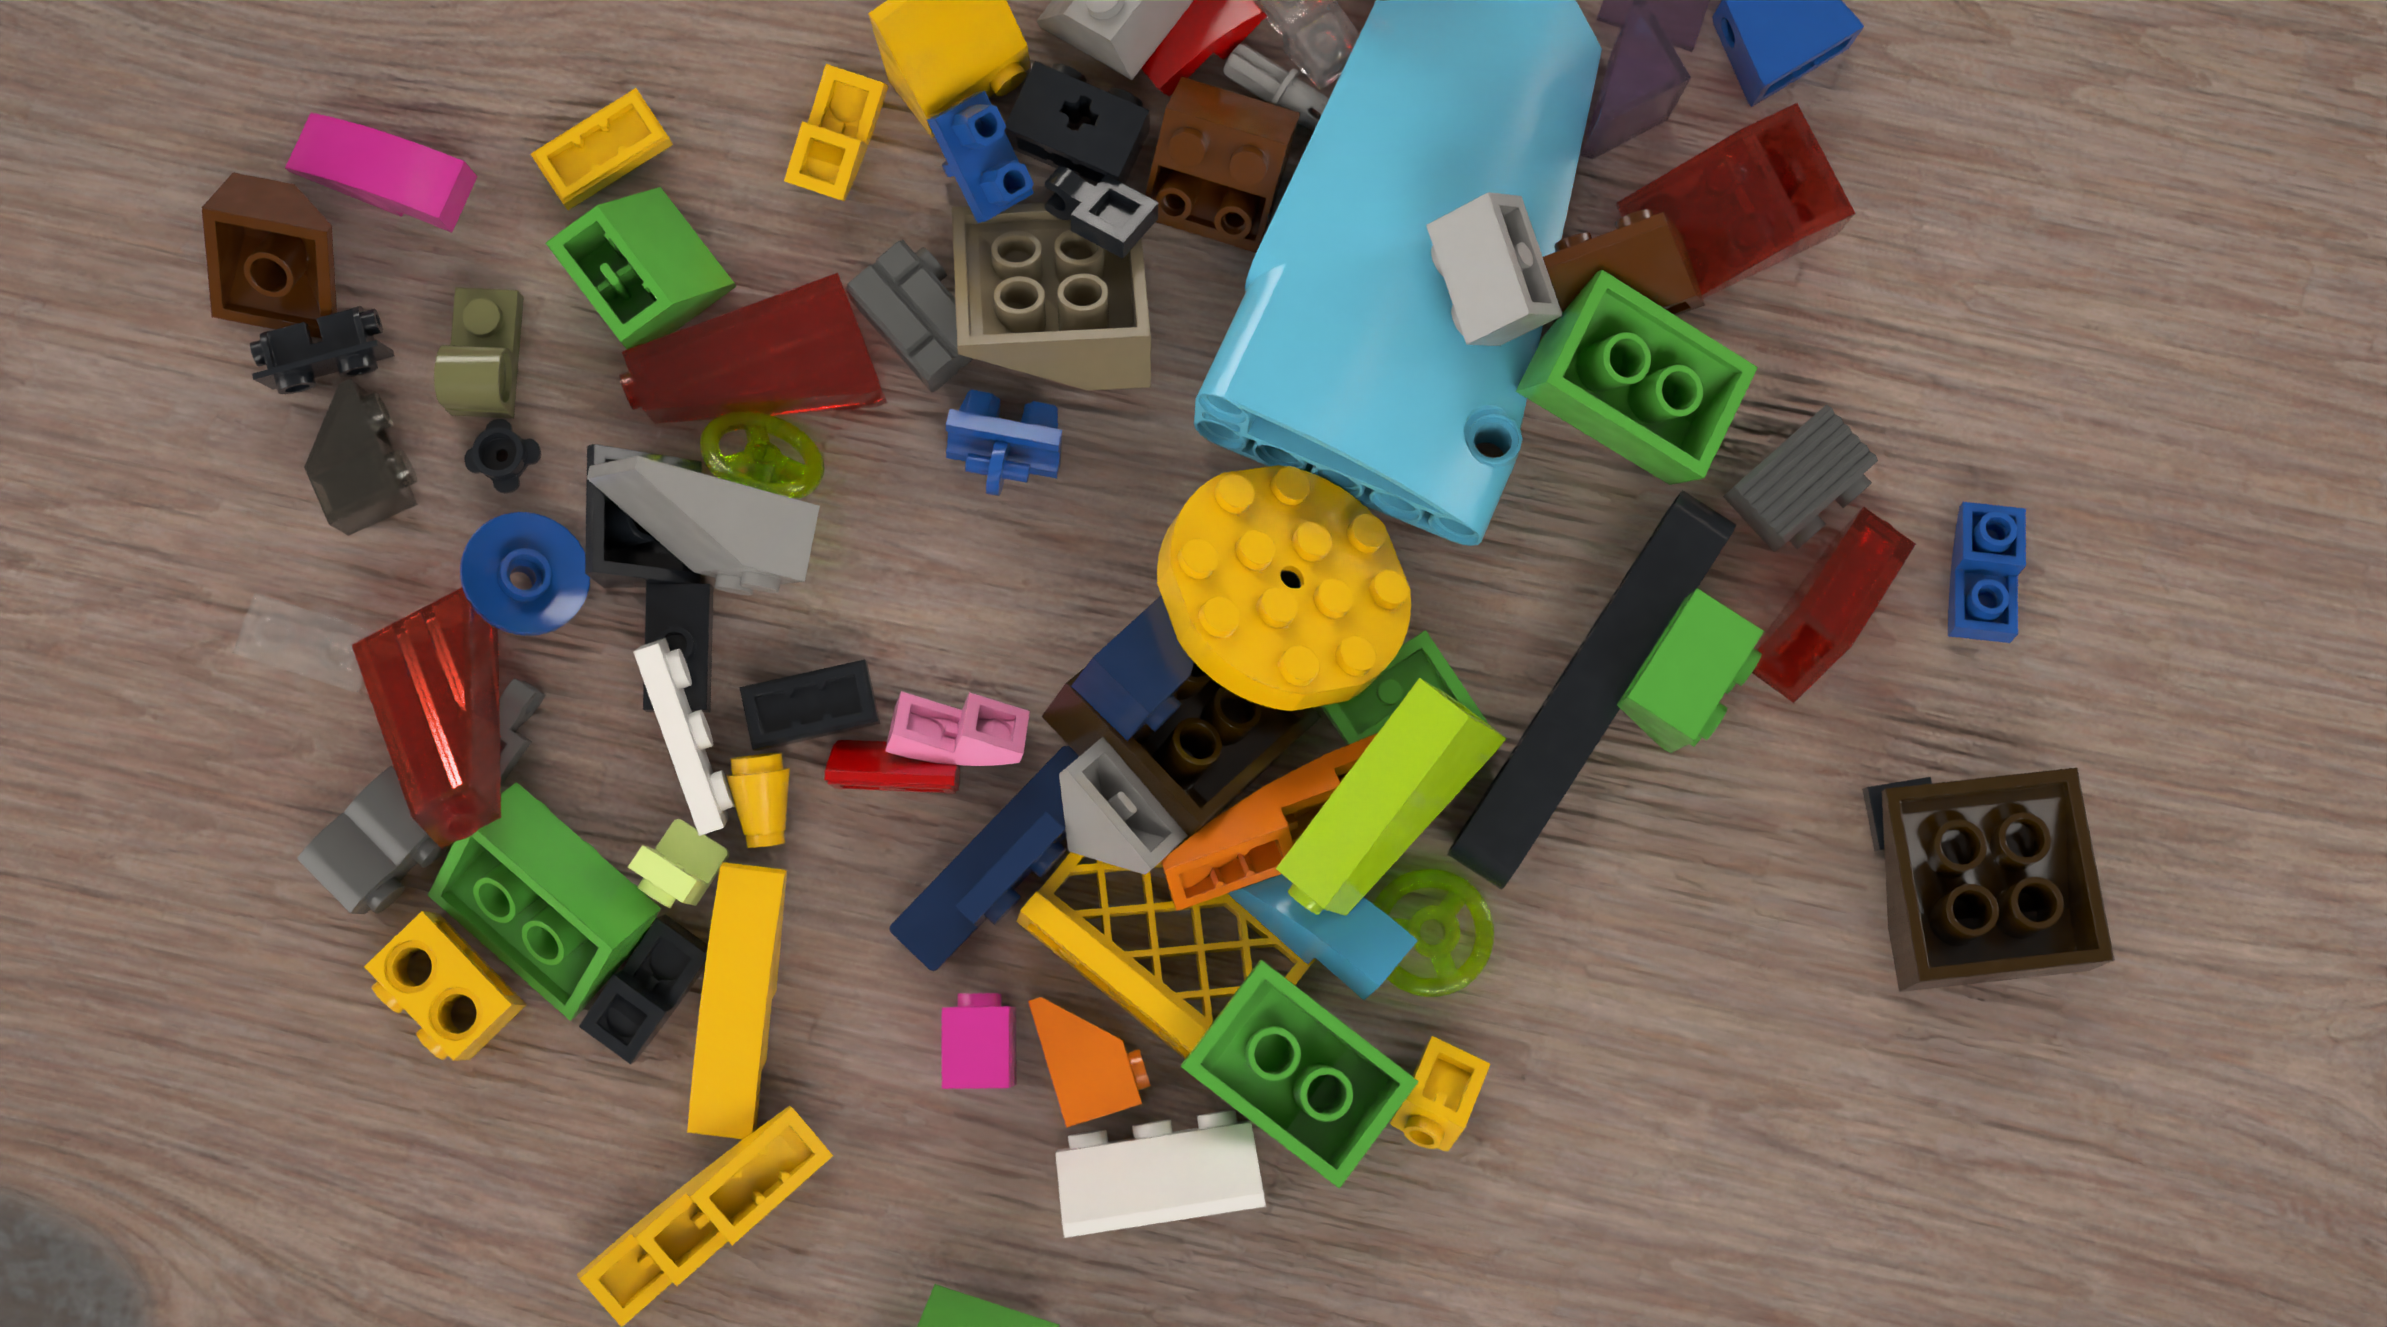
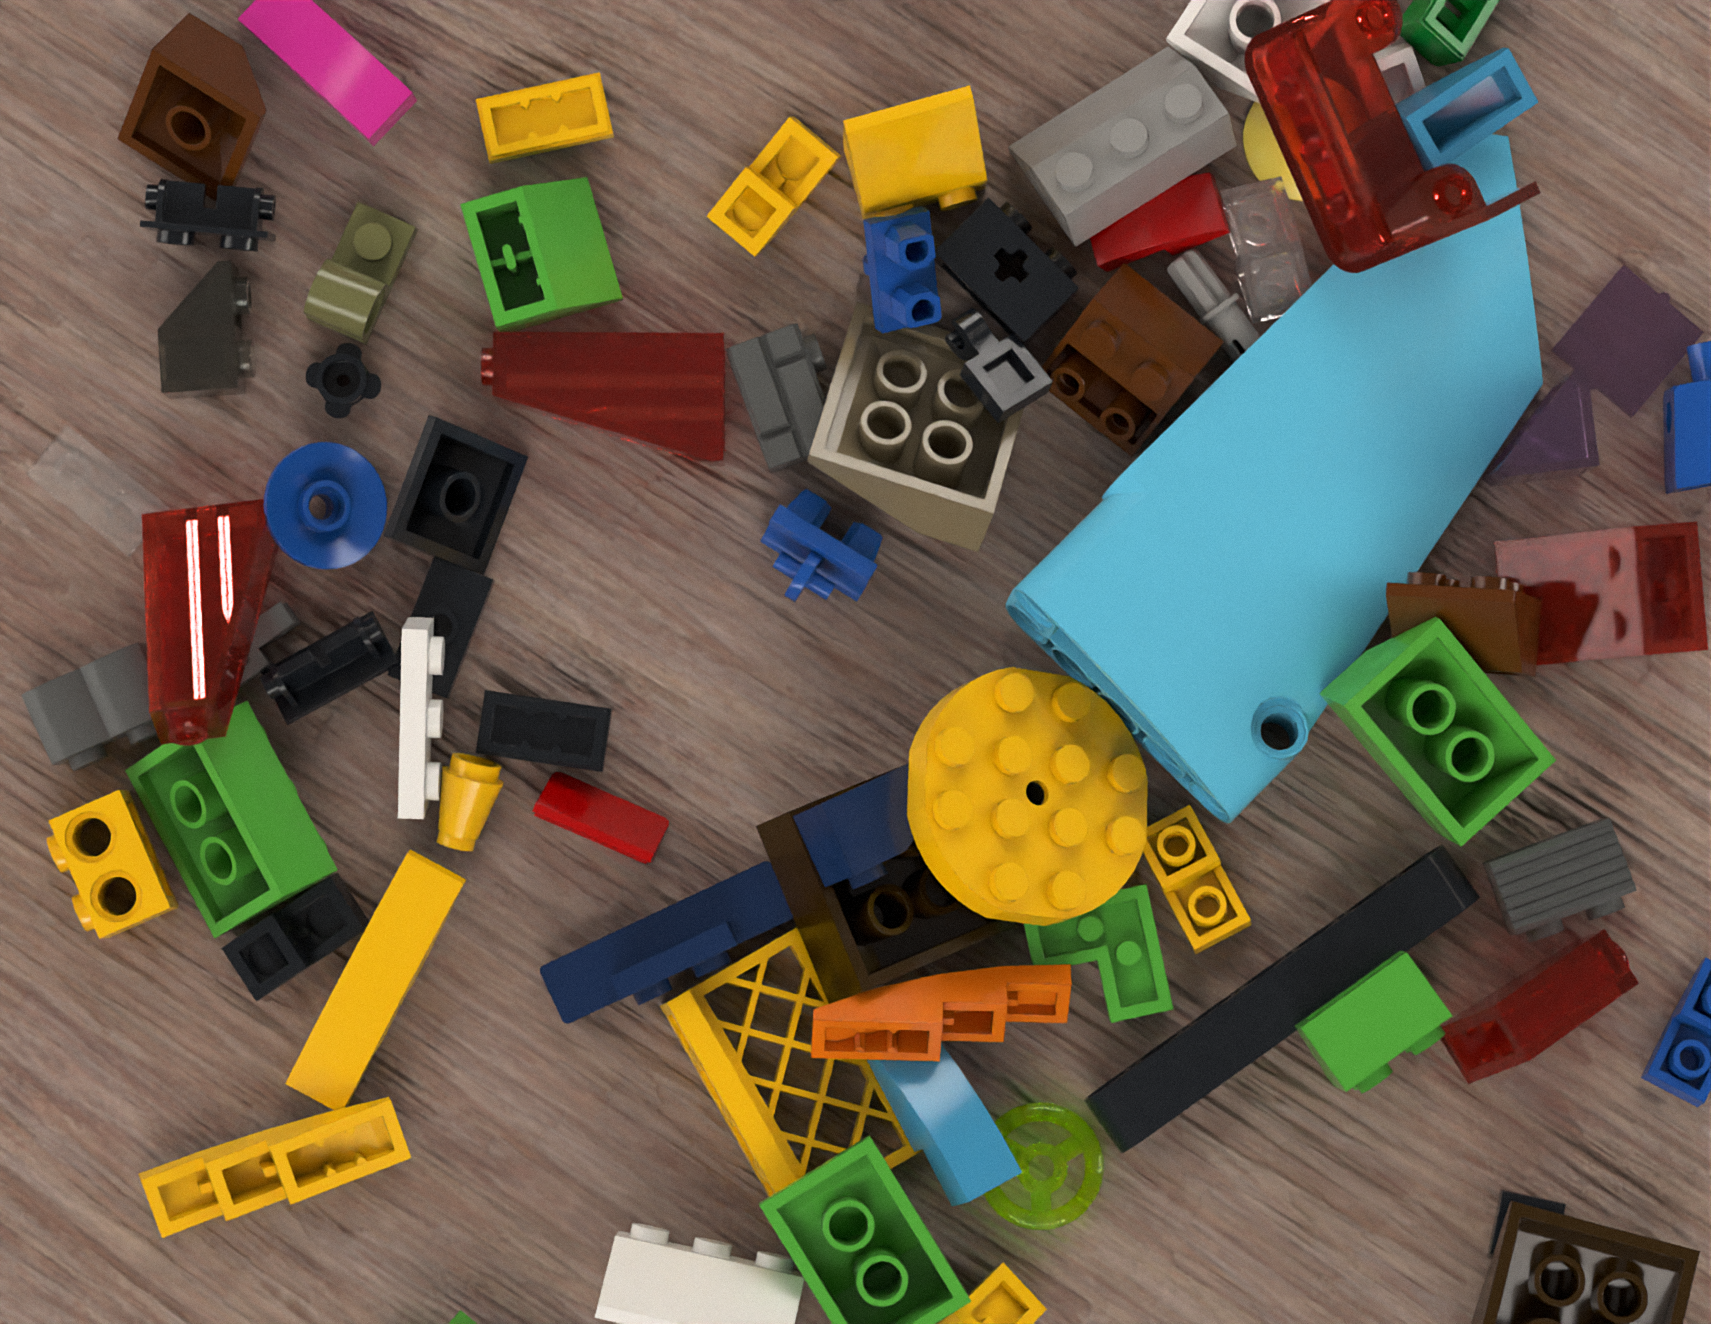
camera: 25 degrees right, 5 degrees up
(584, 724) = (329, 668): none -> black hinge
(679, 865) = (368, 835): yellowish green bracket -> none
(713, 524) = (534, 550): light grey slope -> none
(762, 462) = (583, 487): clear neon green piece -> none
(977, 735) = (685, 818): bright pink slope -> none
(978, 1043) = (583, 1109): dark pink brick -> none
(1087, 1064) = (675, 1165): orange slope -> none
(1113, 813) = (788, 949): light grey slope -> none
(1388, 799) = (1046, 1033): lime slope -> none
(1467, 613) = (1193, 880): none -> yellow slope
(1493, 270) = (1338, 577): light grey brick -> none

